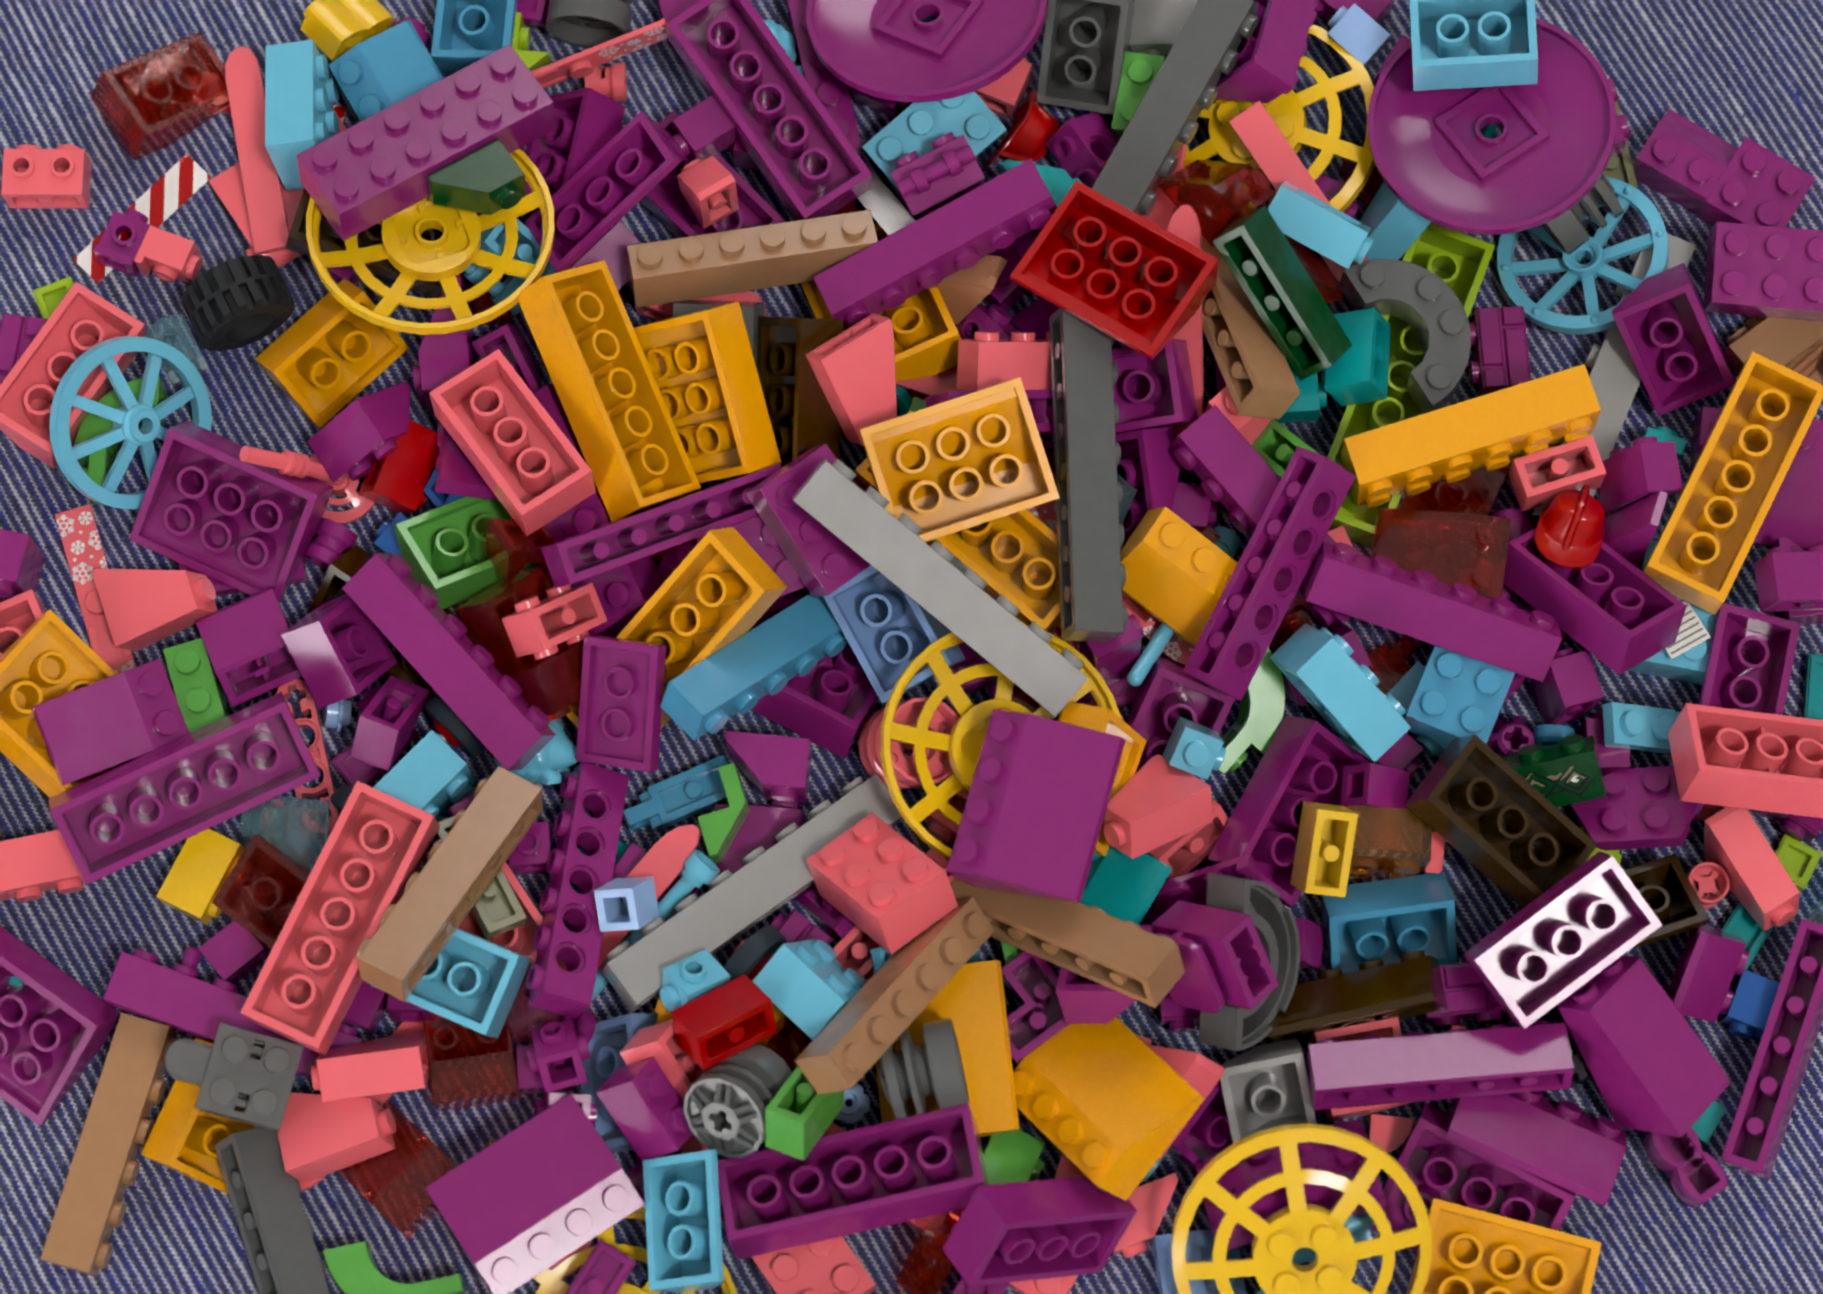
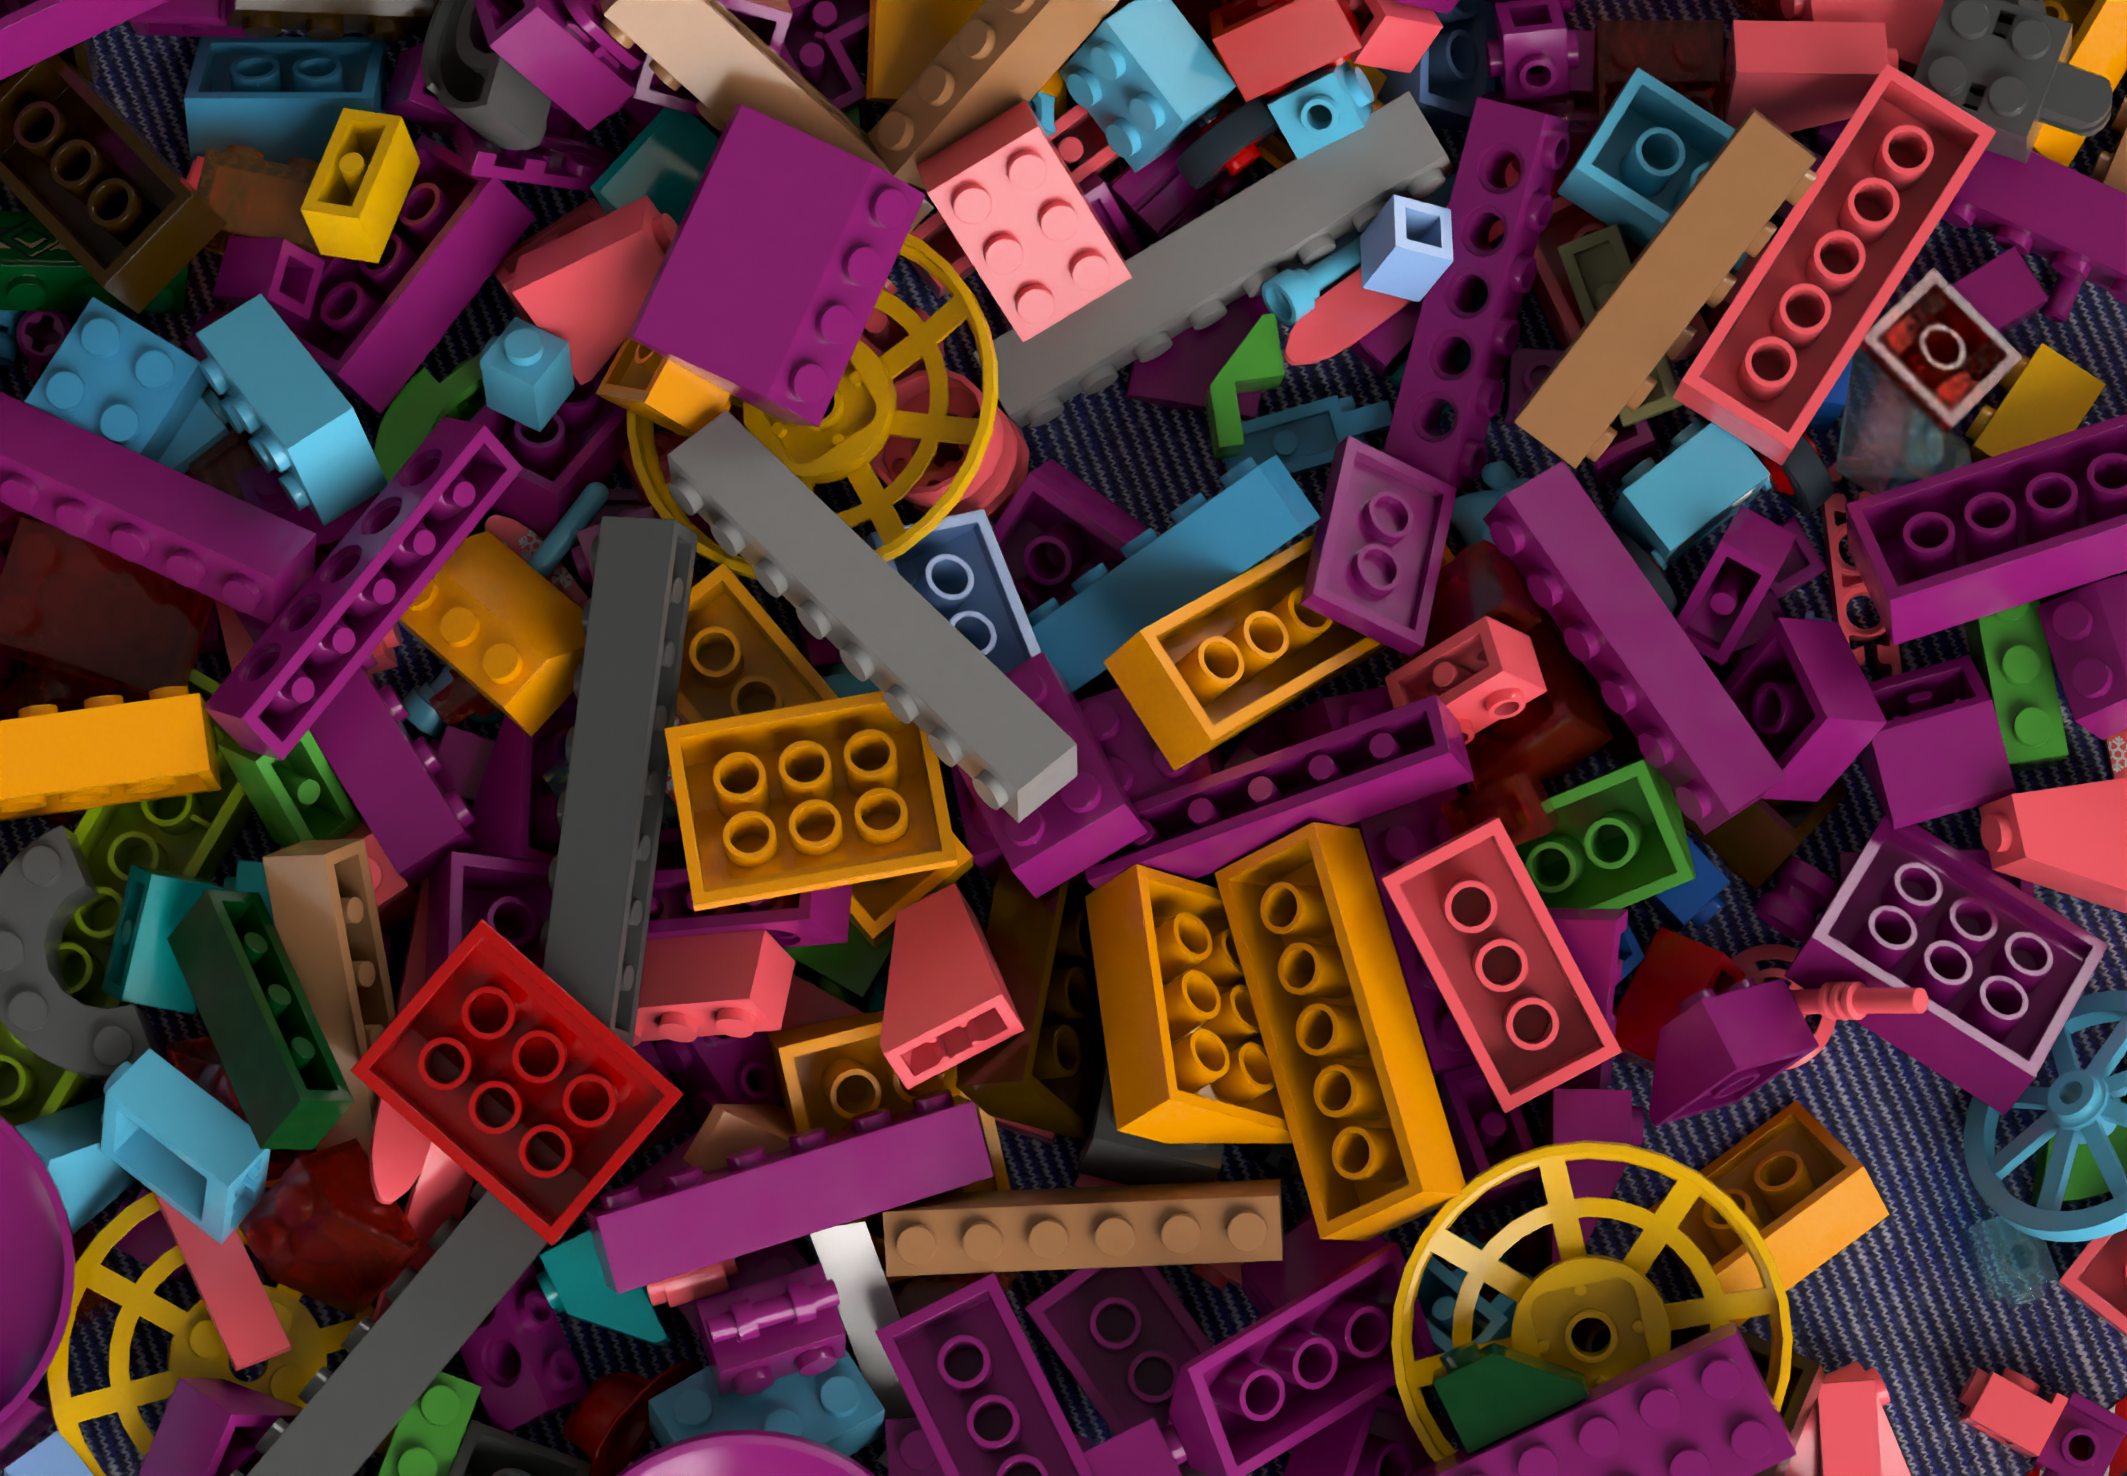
camera: 170 degrees left, 5 degrees up
(237, 302) = (1908, 1297): black tyre -> none
(708, 190) = (1141, 1359): coral slope -> none
(773, 765) = (1157, 447): magenta slope -> none

